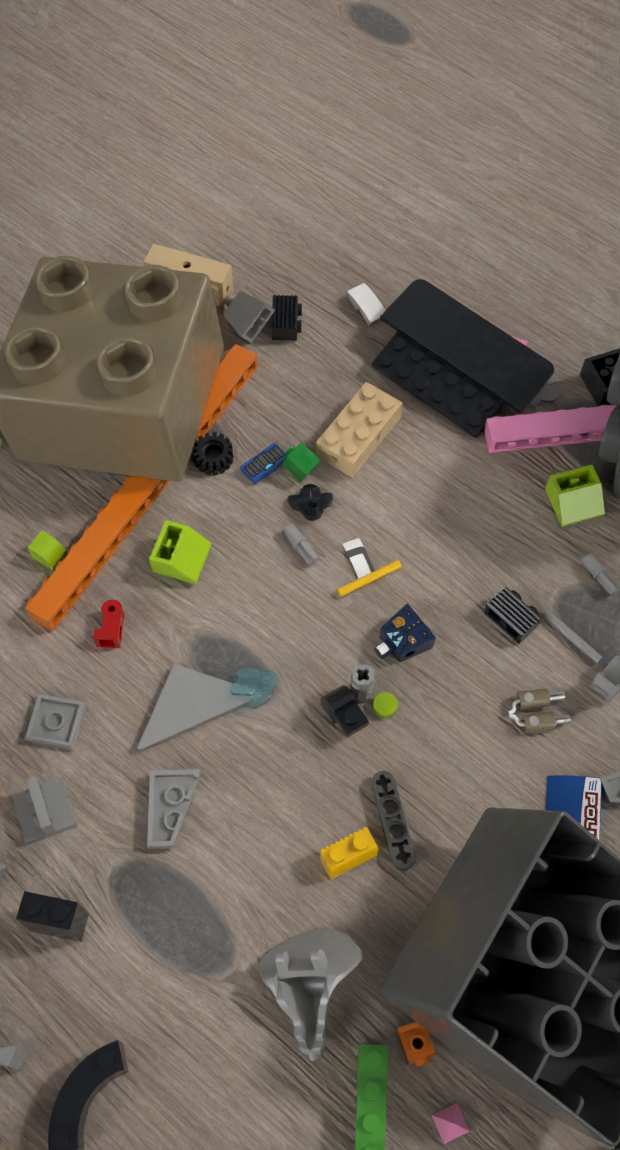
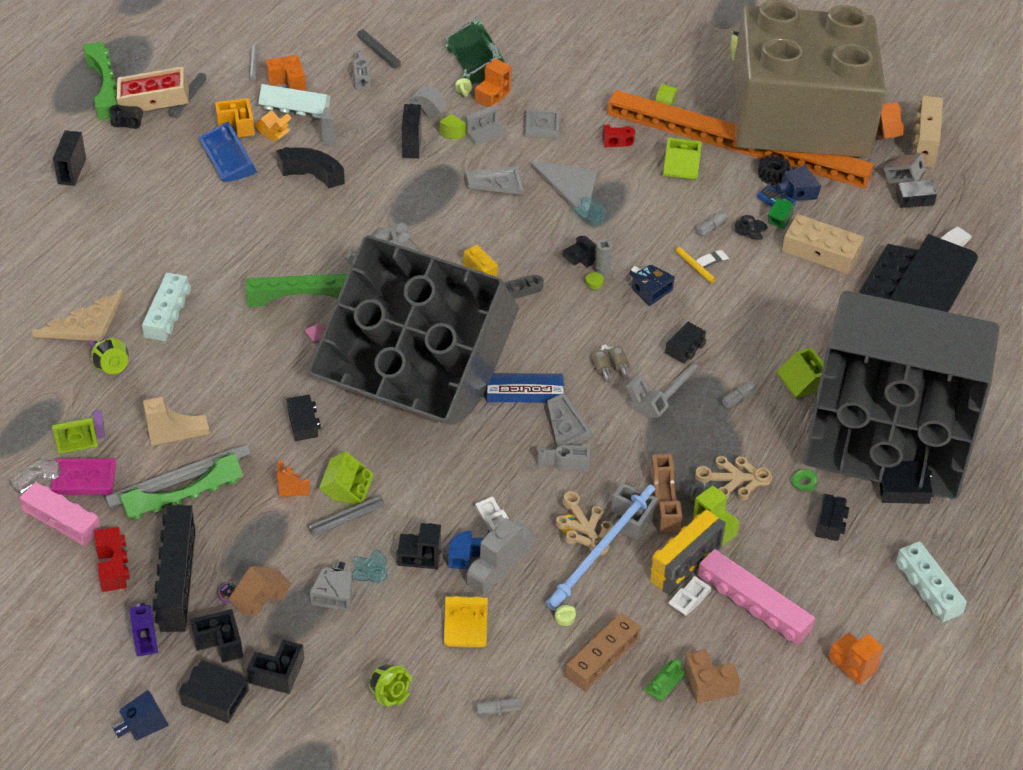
camera: 80 degrees right, 15 degrees down
(41, 852) = (452, 127): none -> lime brick
(248, 431) = (799, 184): none -> dark blue torso

